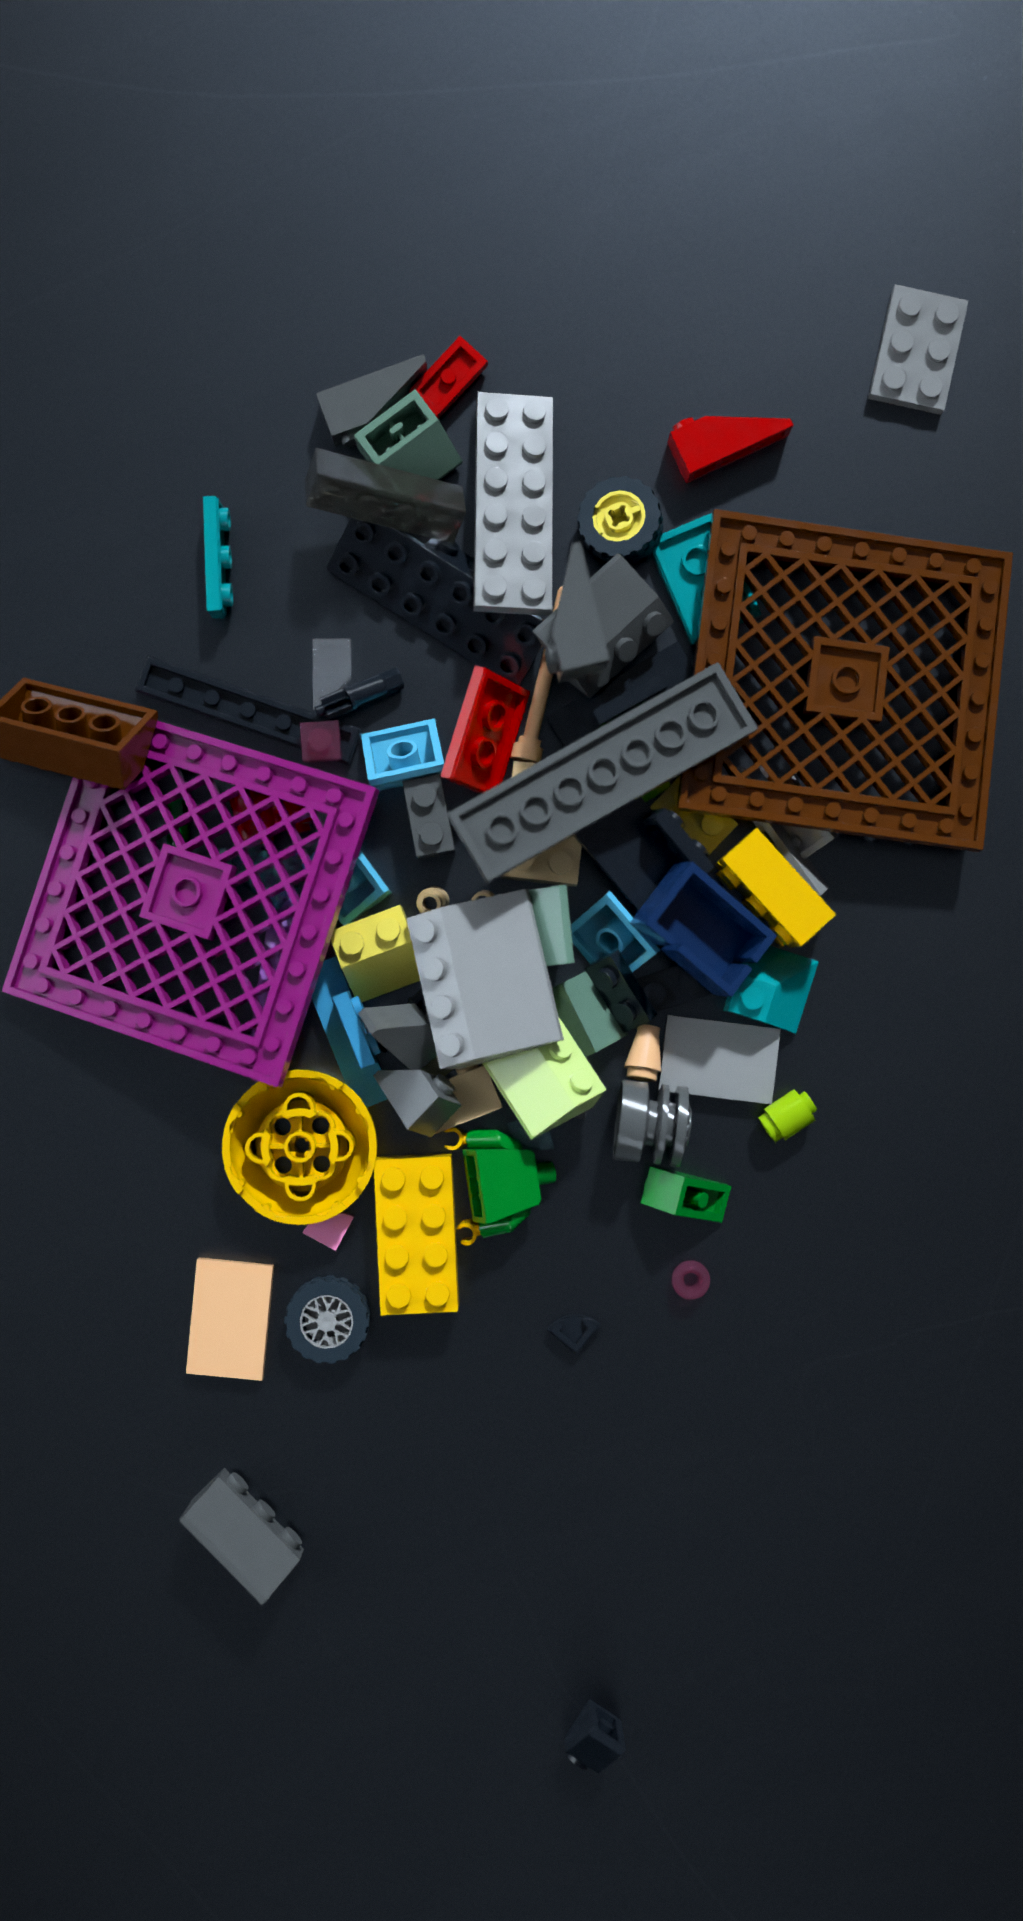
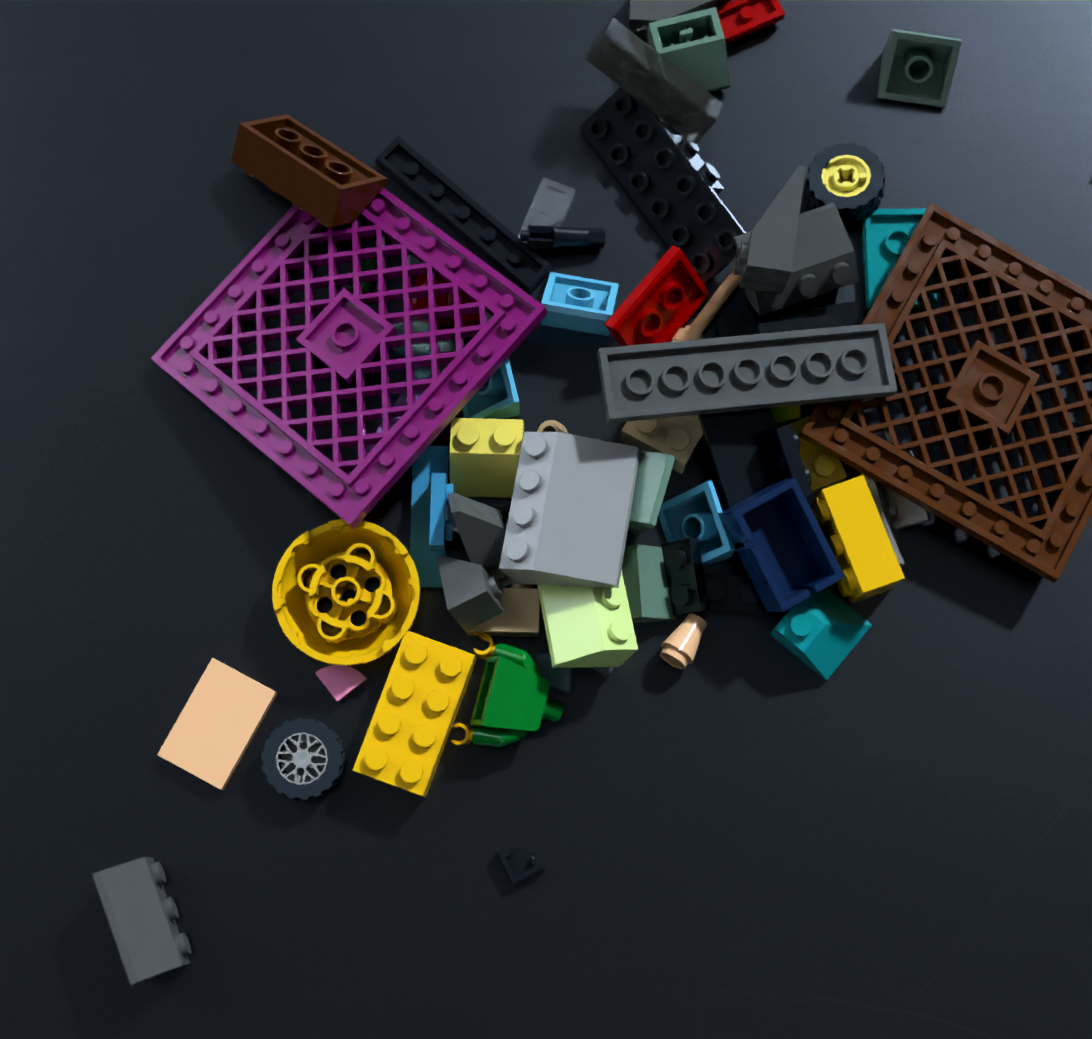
camera: 30 degrees right, 10 degrees down
(217, 557) = (491, 80): teal tile -> none
(321, 741) = (514, 260): clear pink plate -> none
(428, 816) = (579, 360): dark grey brick -> none
(513, 504) = (759, 133): light grey plate -> none
(646, 366) = (918, 67): none -> sand green slope
(651, 1123) = (665, 700): dark grey wheel -> none
(685, 1194) = (671, 781): green slope -> none
(696, 1290) = (655, 858): clear pink plate -> none
(720, 440) = (959, 153): red slope -> none
(720, 1059) = (749, 674): light grey tile -> none
(788, 1115) = (791, 748): lime brick -> none

